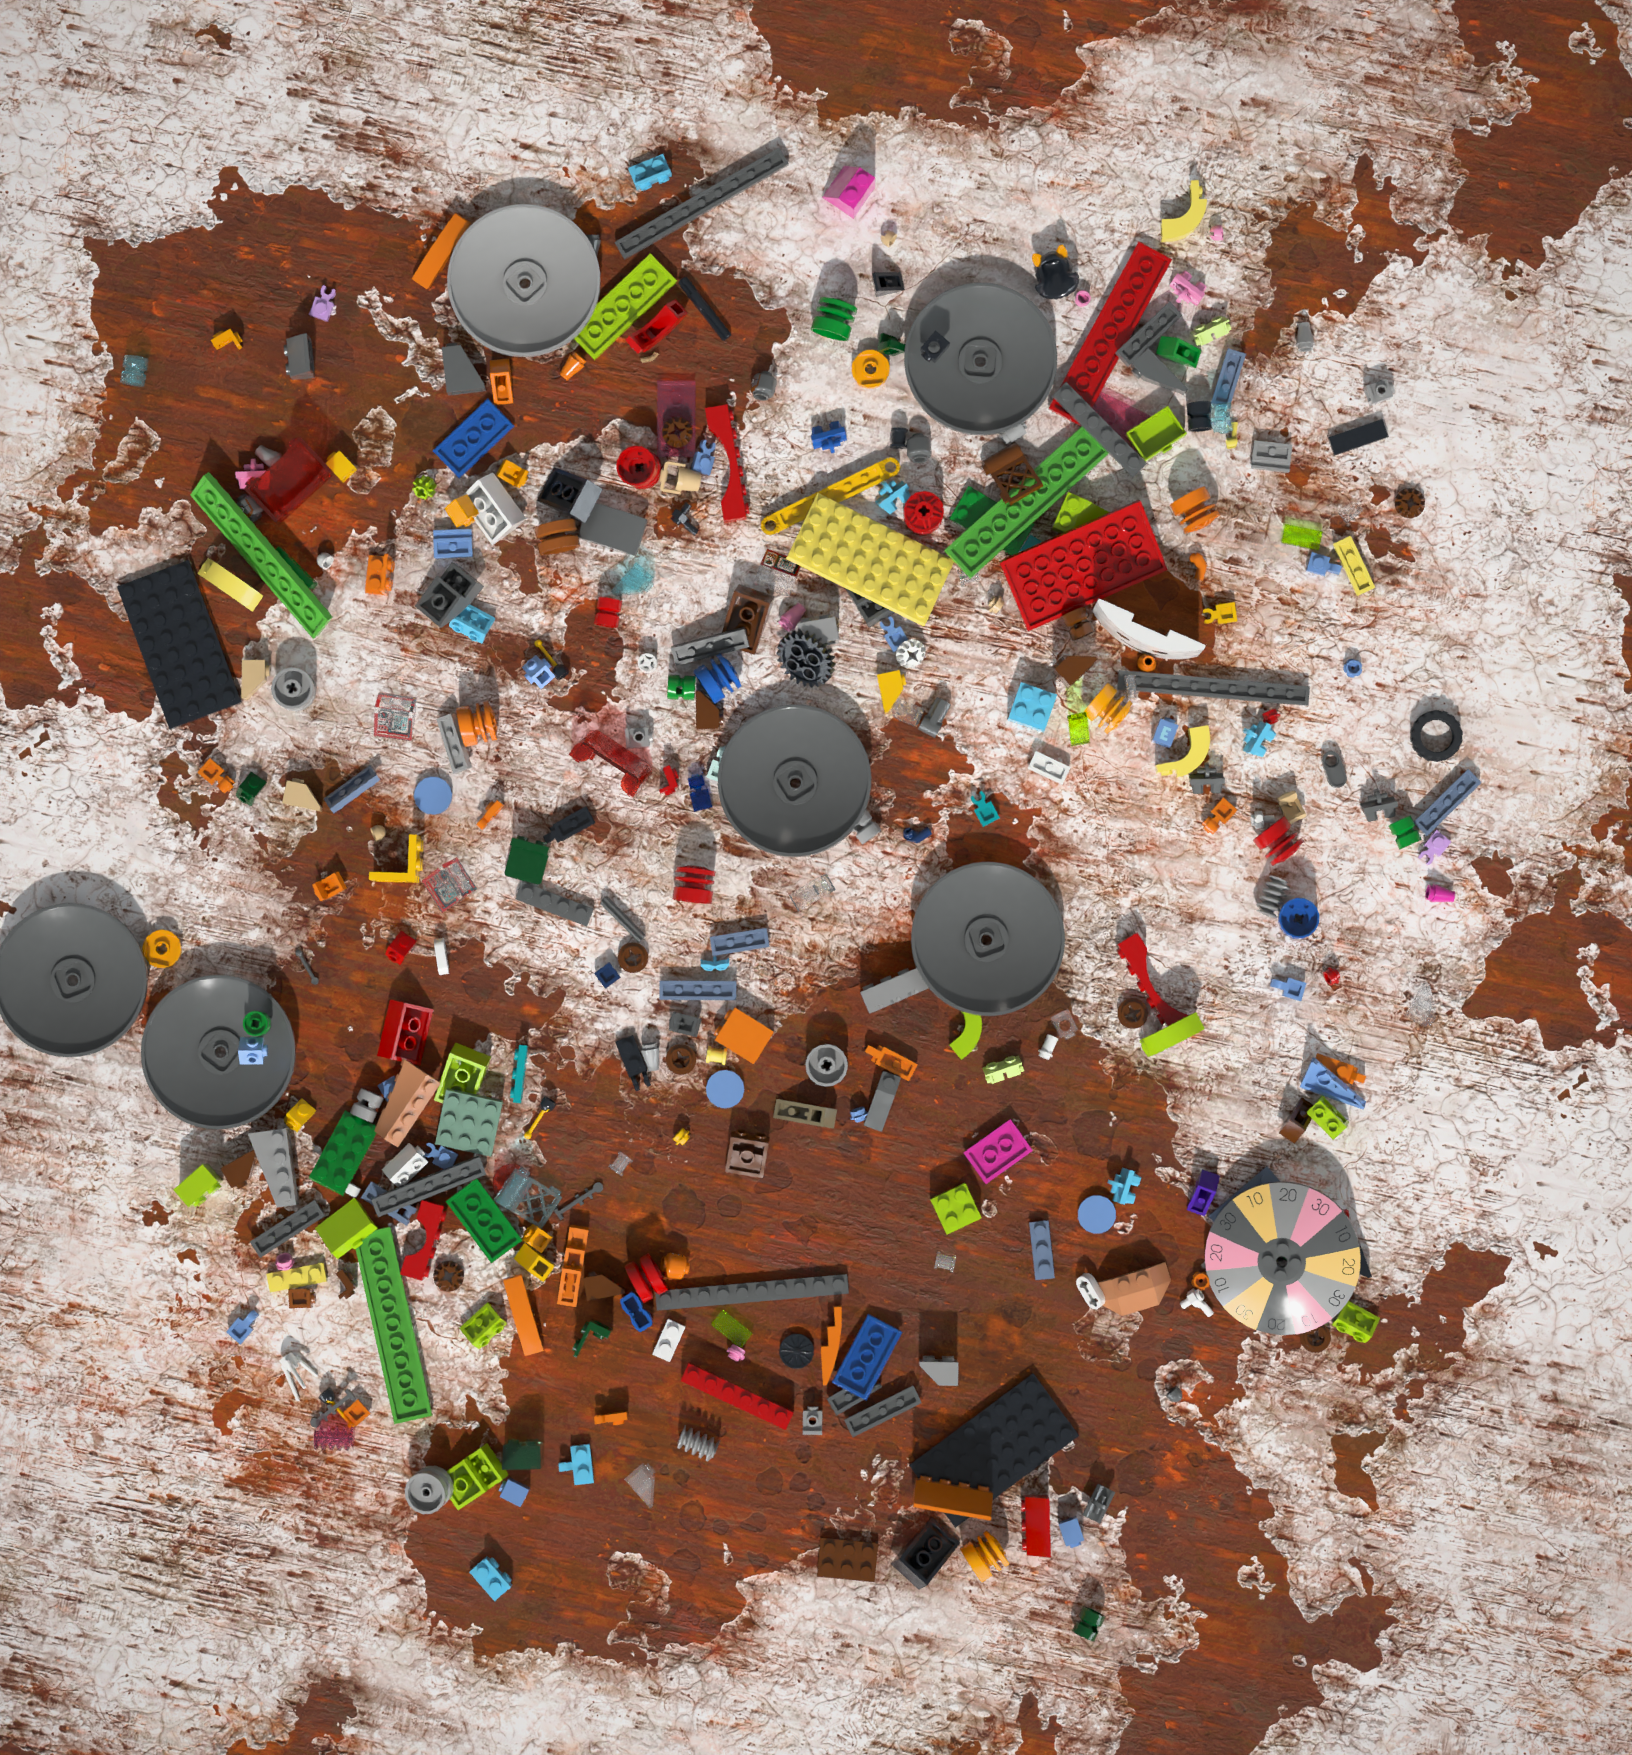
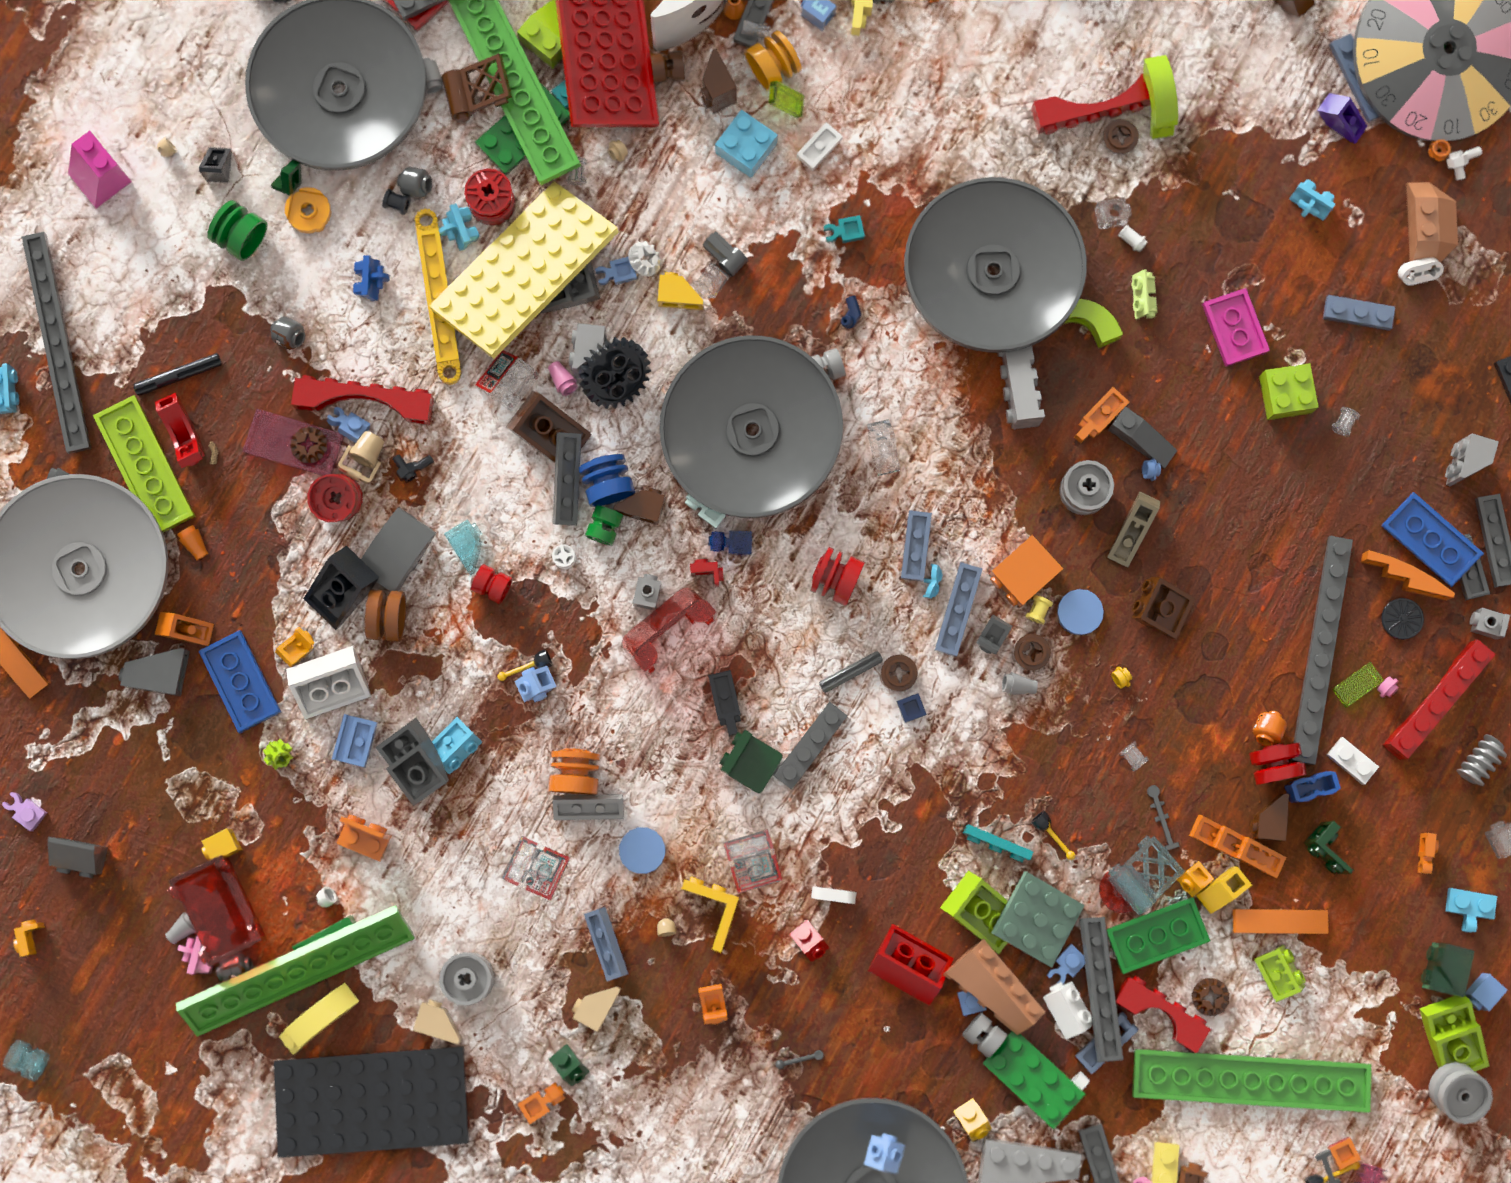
camera: 80 degrees left, 5 degrees down
(257, 1023) = (854, 1138): green wheel -> none
(346, 1228) = (1124, 1102): lime container -> none
(346, 1278) = (1184, 1119): reddish brown bracket -> none
(462, 511) = (320, 718): light orange brick -> none
(492, 810) = (680, 785): orange plate -> none
(632, 1060) = (1017, 708): black hinge -> none
(937, 339) = (299, 117): black brick -> none
(1096, 1214) = (1334, 241): medium blue tile -> none

